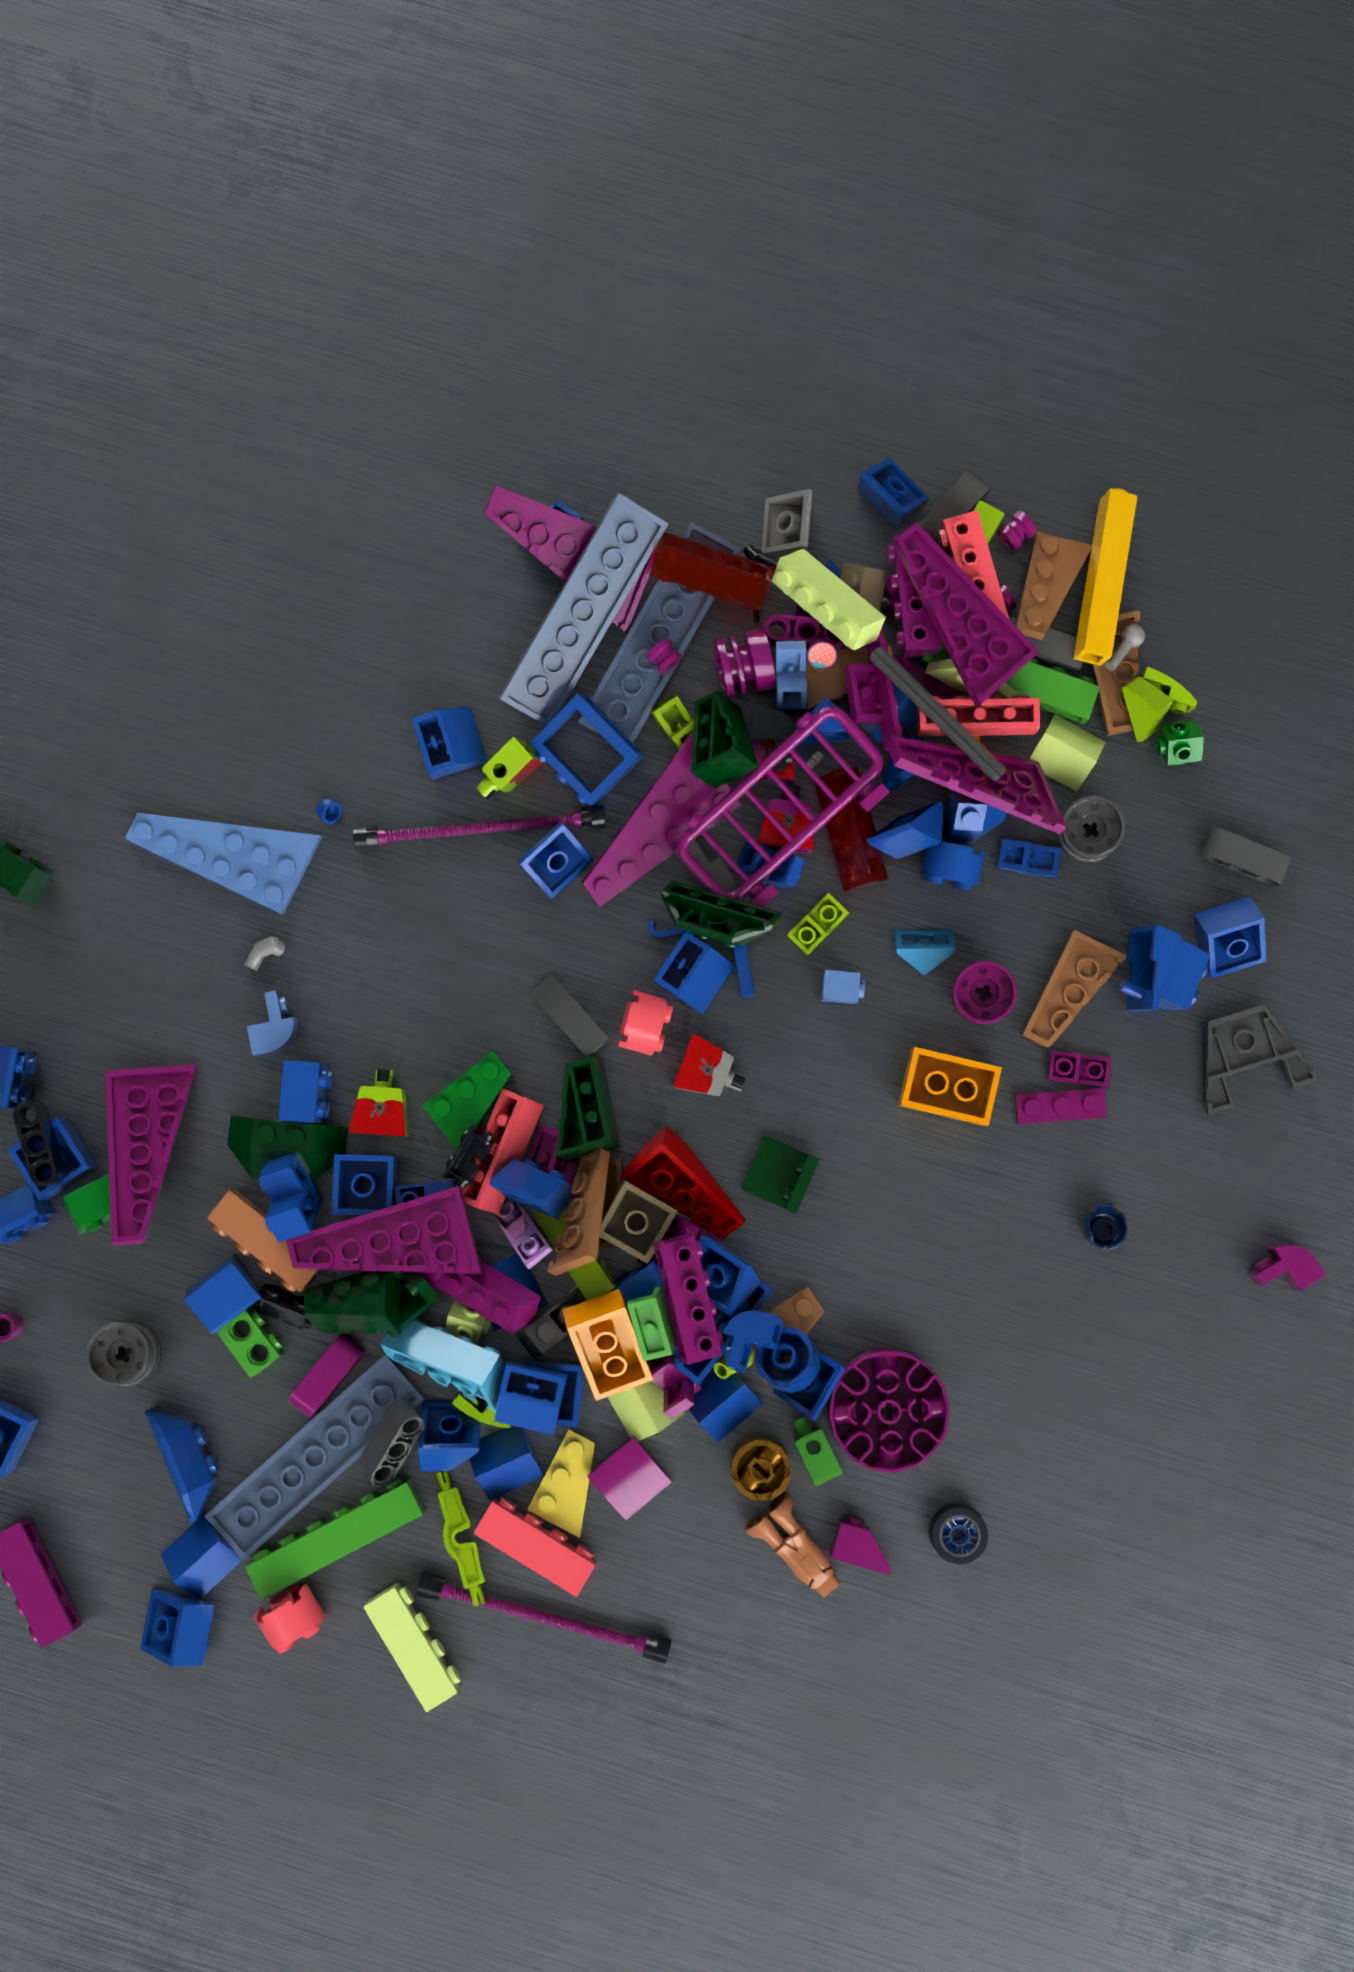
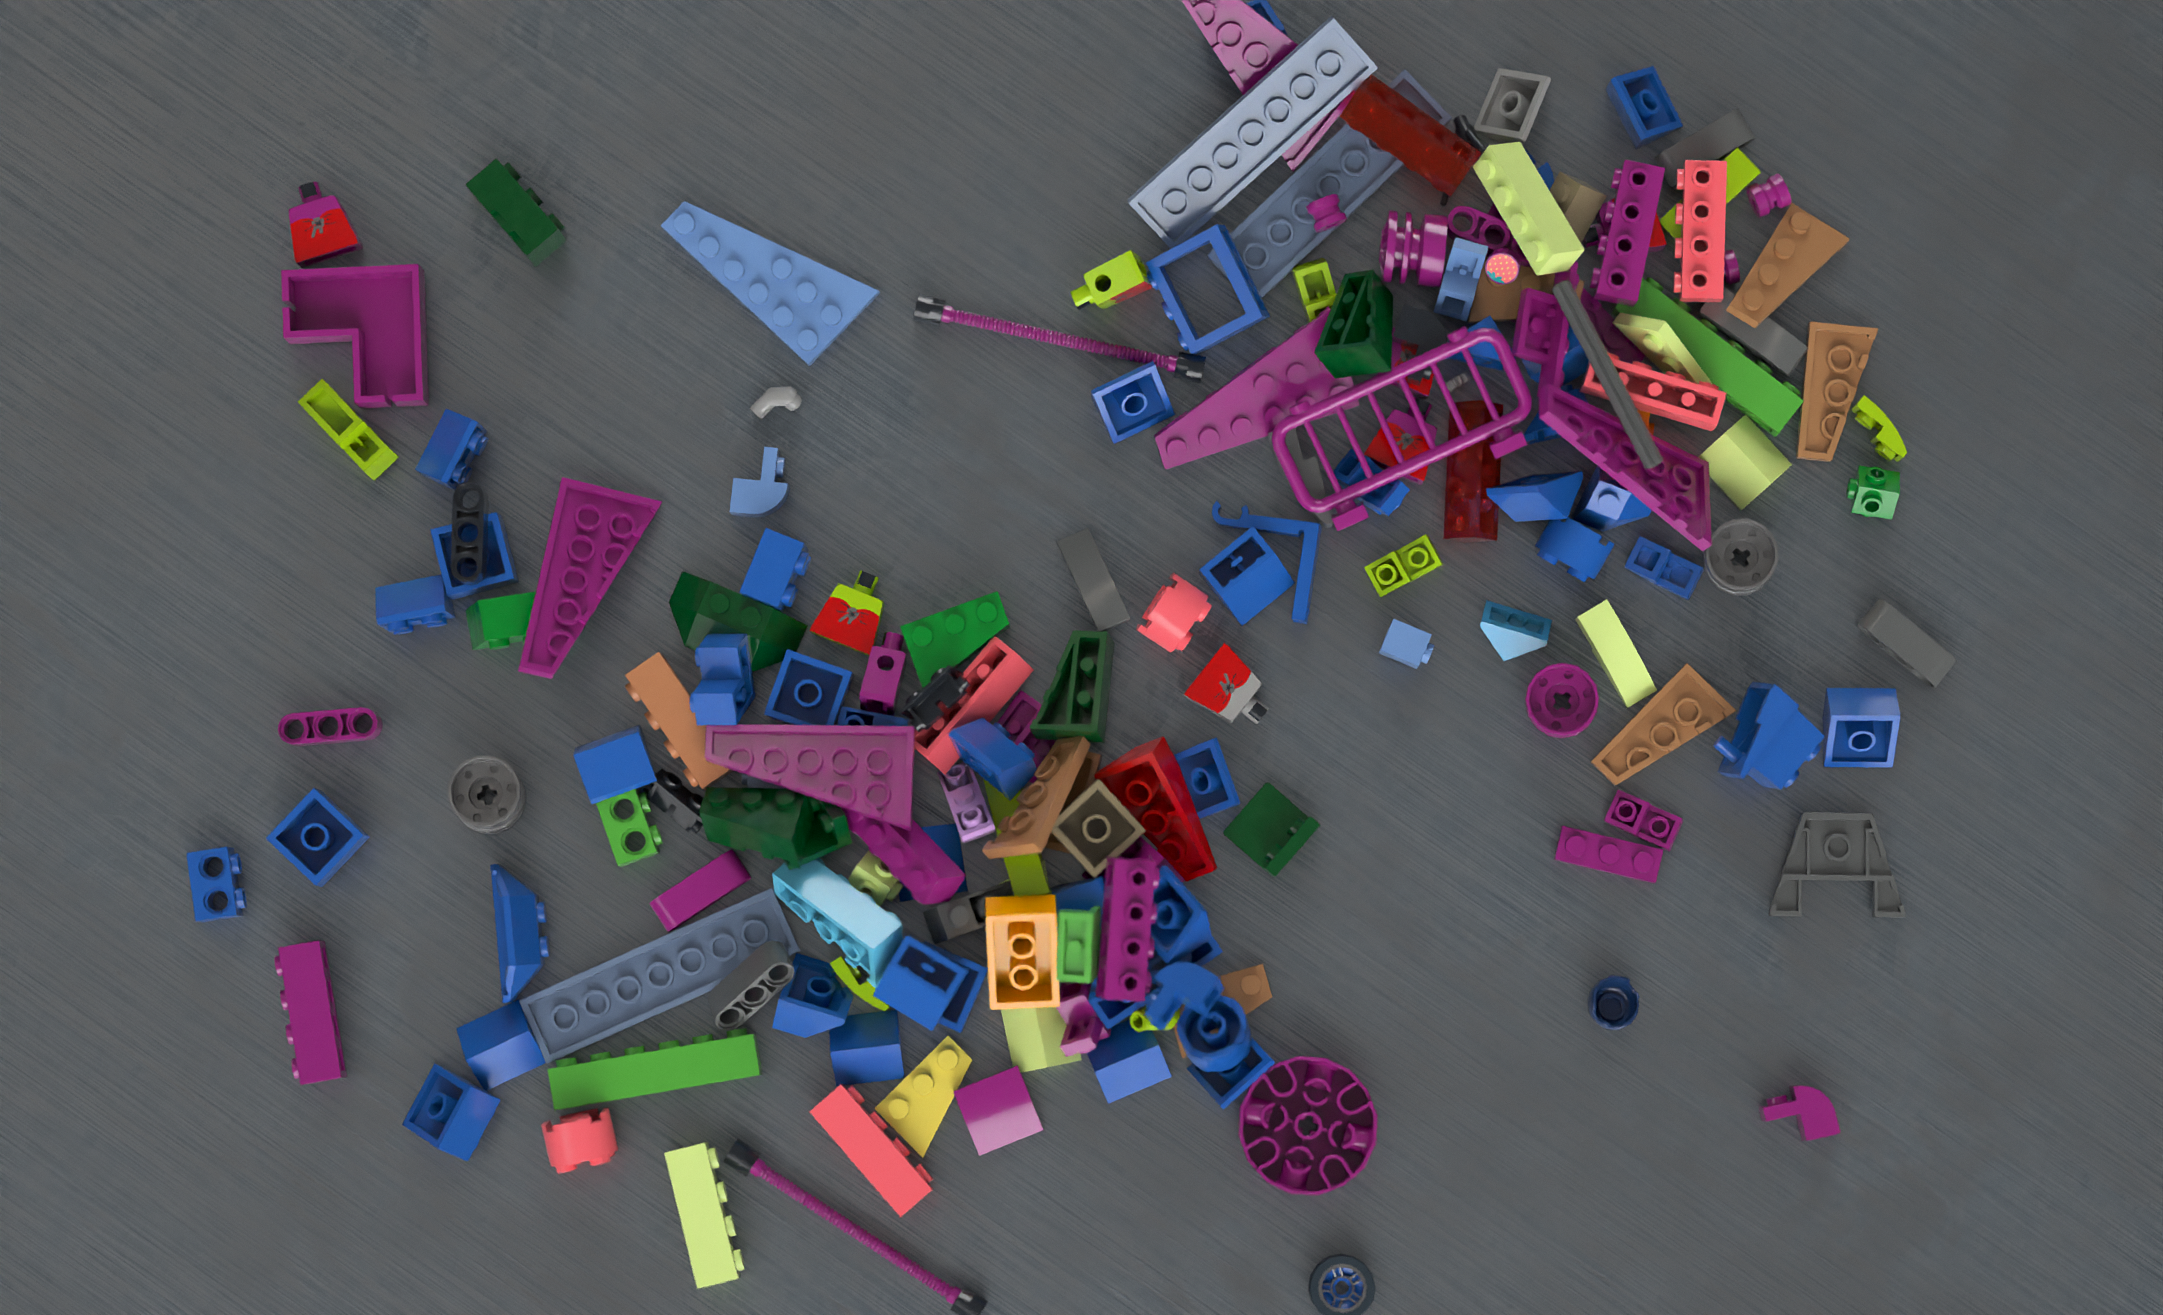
camera: 20 degrees right, 0 degrees up
(331, 808) = (897, 266): blue hinge -> none
(422, 1162) = (880, 687): none -> magenta torso
(449, 741) = (1056, 231): blue slope -> none
(464, 1554) = (790, 1133): lime piece -> none
(714, 1149) = (1207, 778): none -> blue slope
(716, 915) = (1292, 520): dark green wedge -> none
(760, 1468) = (1146, 1143): pearl gold brick -> none
(796, 1547) = (1158, 1245): nougat piece -> none
(820, 1466) = (1216, 1160): bright green torso -> none
(857, 1546) = (1227, 1264): magenta slope -> none
(949, 1086) = (1490, 792): light orange brick -> none
(972, 628) = (1676, 293): magenta wing -> none
(1014, 940) = (1616, 653): none -> yellowish green slope
(1105, 577) = (1850, 279): yellow brick -> none
(1132, 637) = (1859, 356): light grey bar -> none
(1145, 706) = (1847, 439): lime slope -> none

